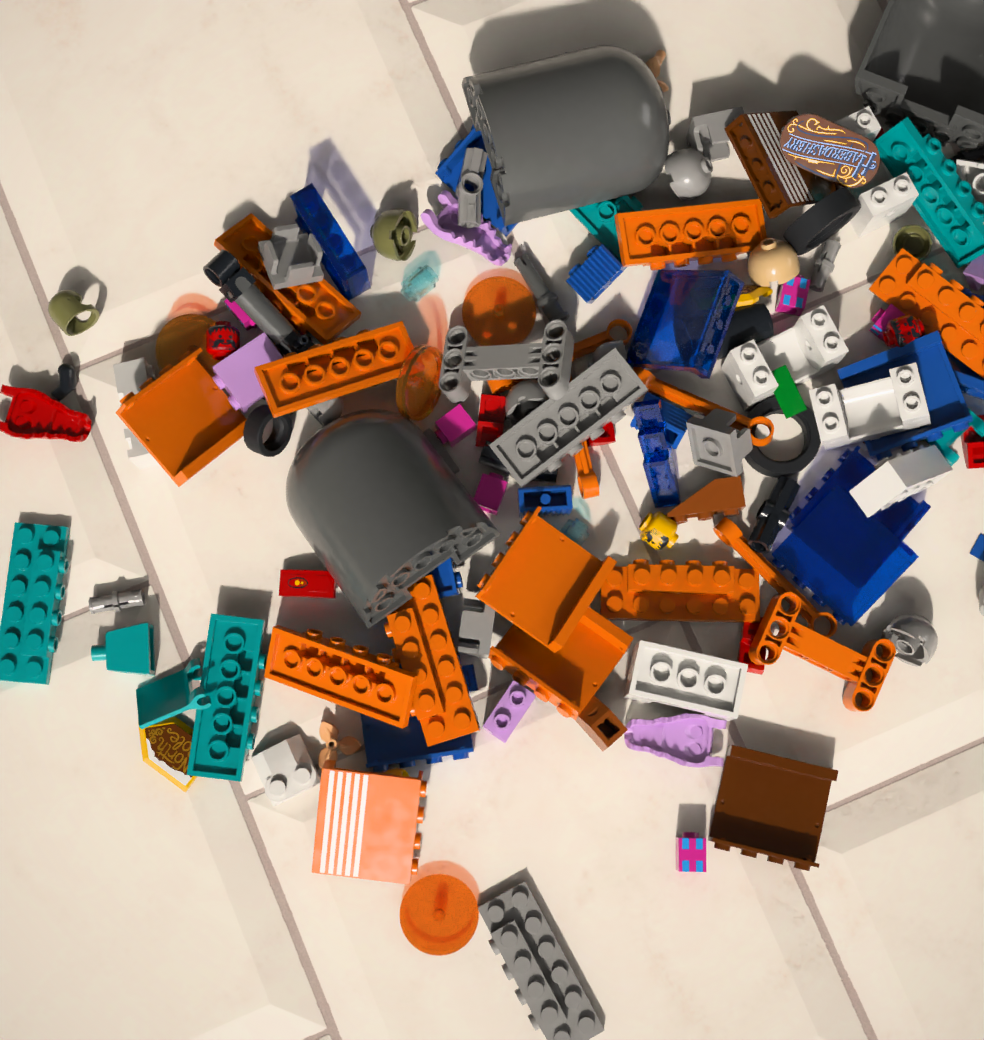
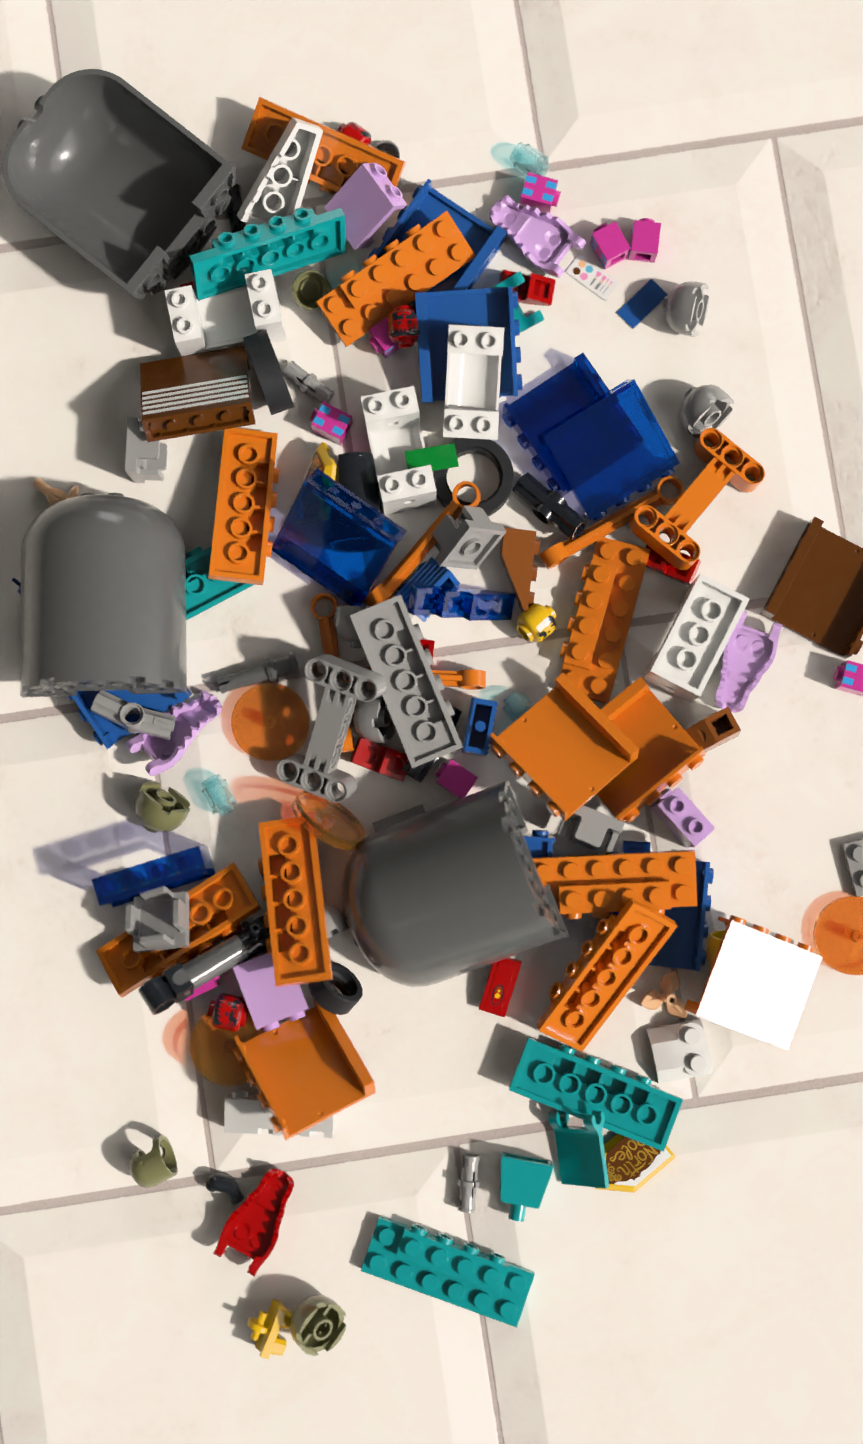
camera: 75 degrees left, 5 degrees up
(454, 426) = (378, 798): dark pink brick -> none
(595, 273) = (258, 612): blue brick -> none
(689, 173) = (179, 490): light grey cylinder -> none
(772, 262) = (297, 433): tan cylinder -> none
(829, 150) = (201, 344): reddish brown tile -> none
(900, 478) = (551, 373): white wedge -> none

